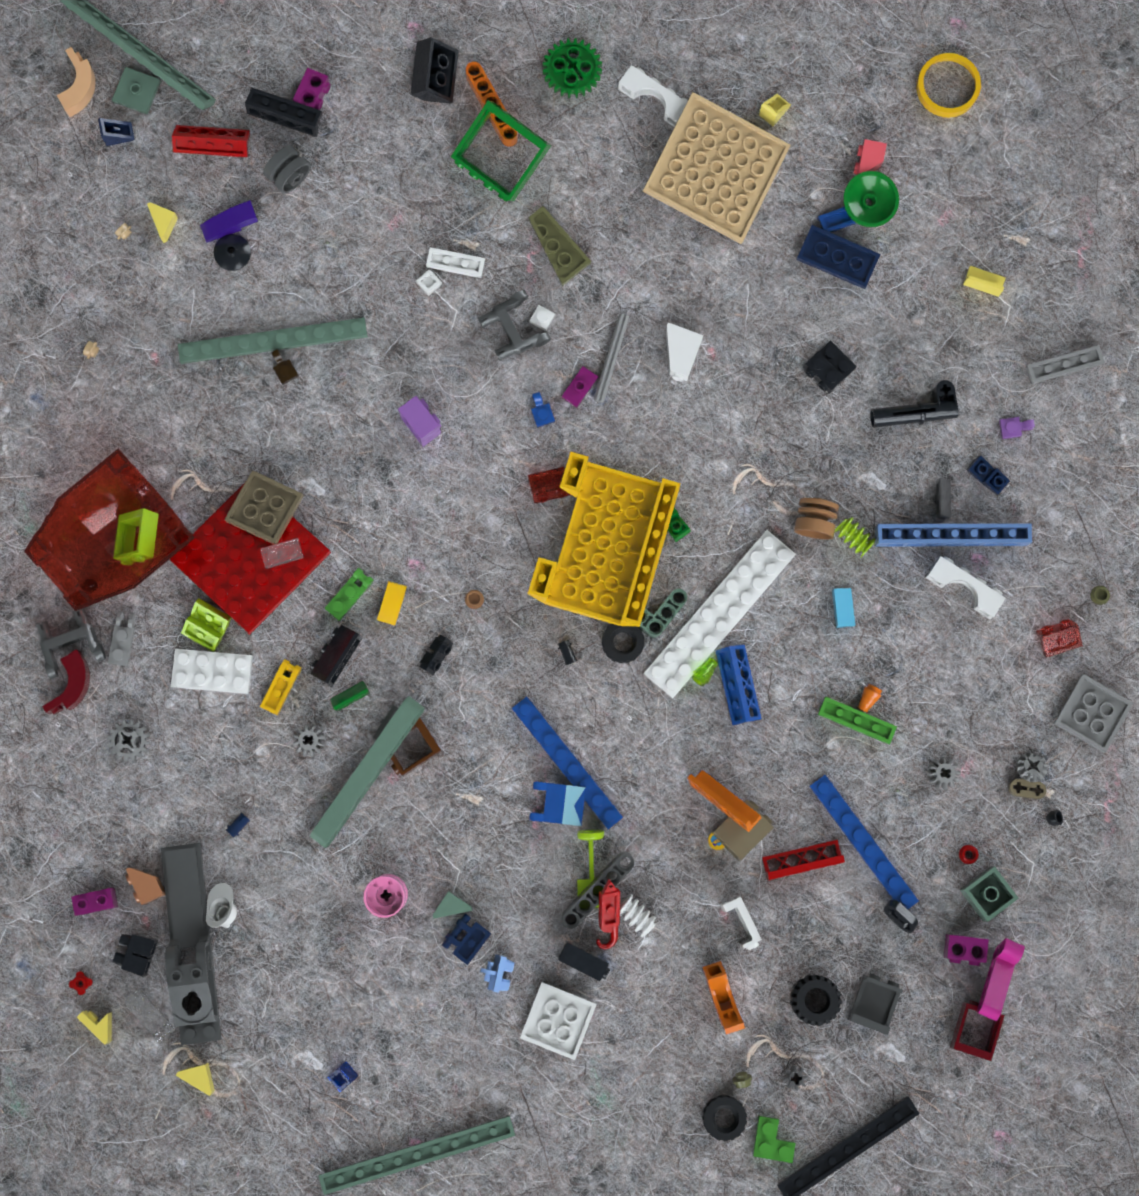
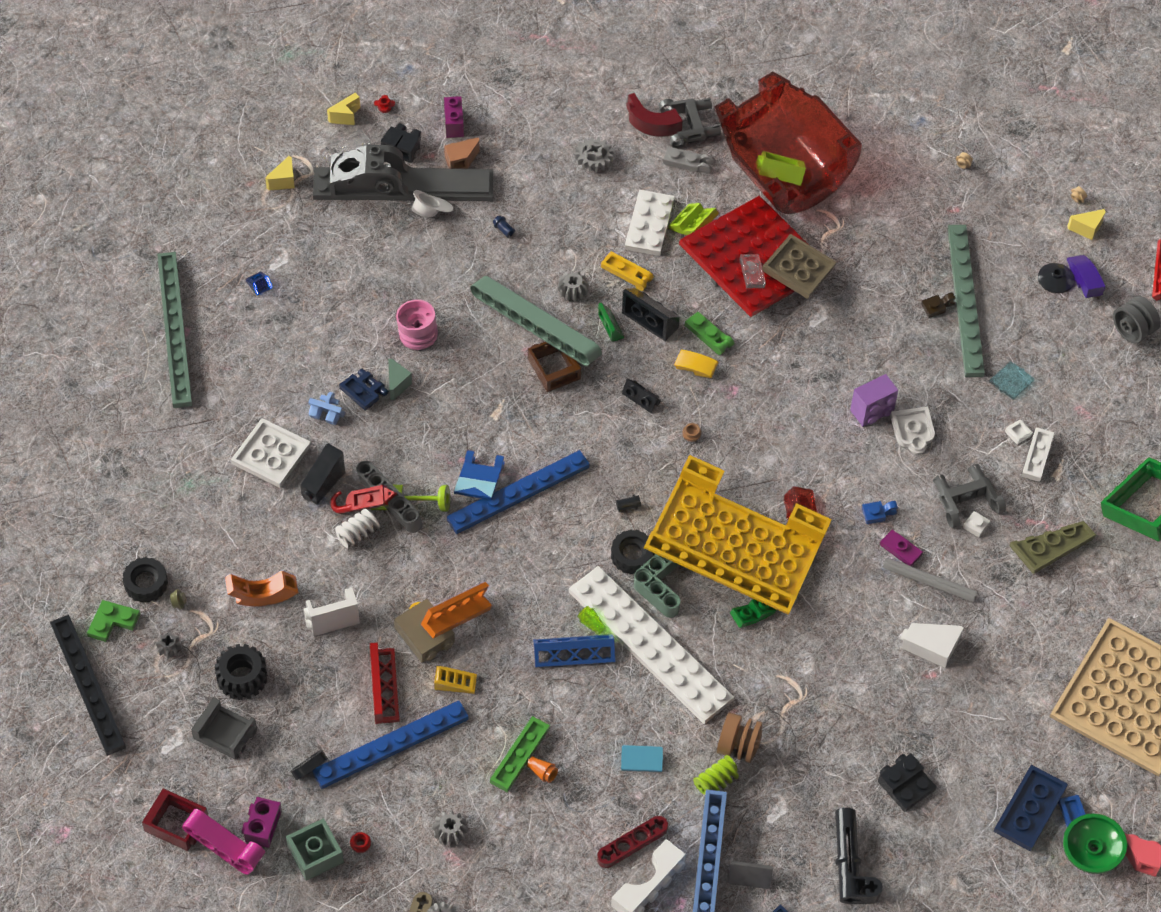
camera: 100 degrees right, 25 degrees down
(366, 291) = (1011, 380): none -> clear light blue piece
(440, 382) = (913, 428): none -> white plate
(796, 808) = (454, 673): none -> yellow slope
(924, 609) = (630, 839): none -> dark red beam

